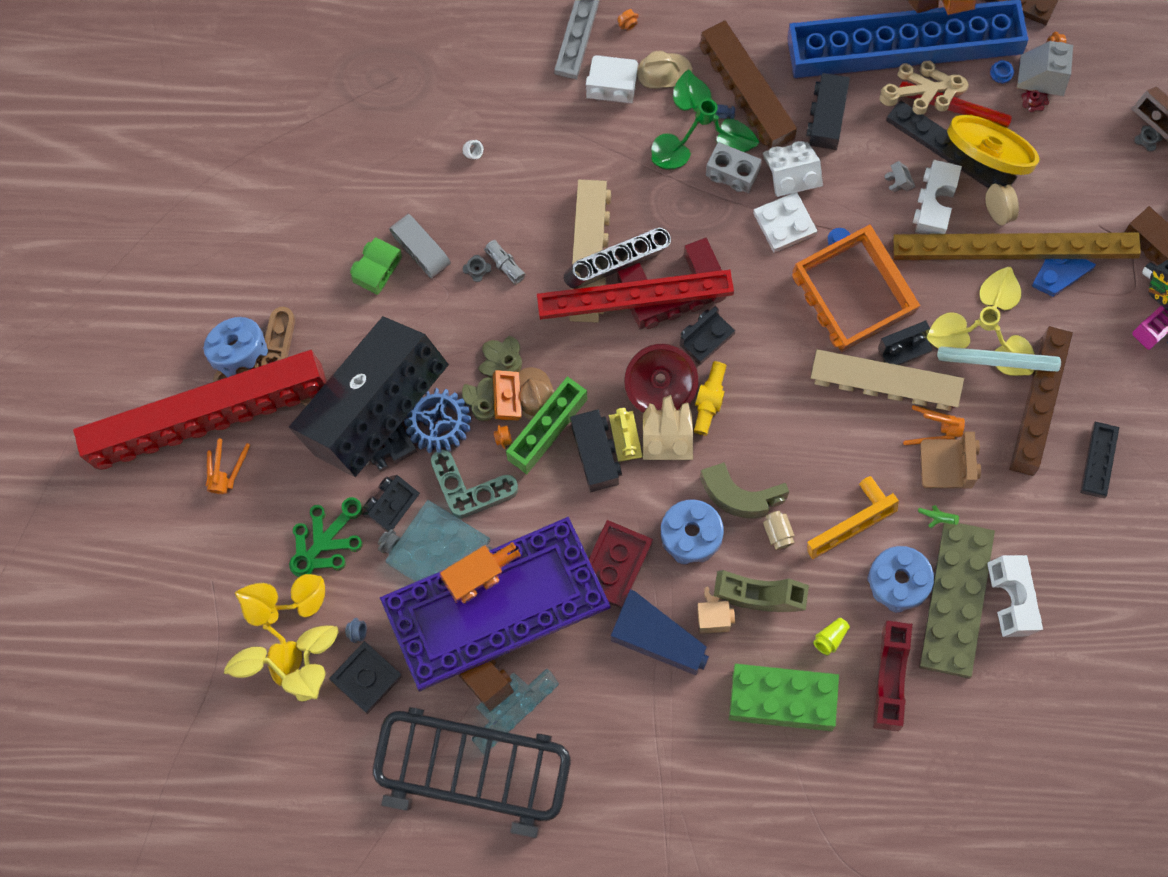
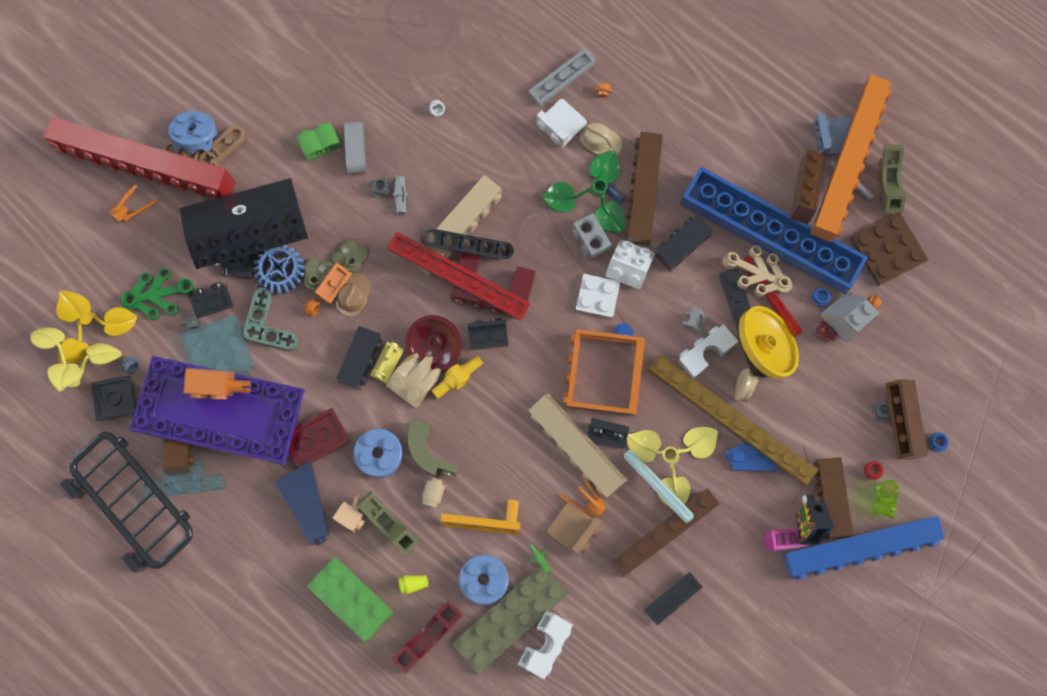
camera: 30 degrees right, 5 degrees up
(546, 425) = (340, 320): bright green brick -> none

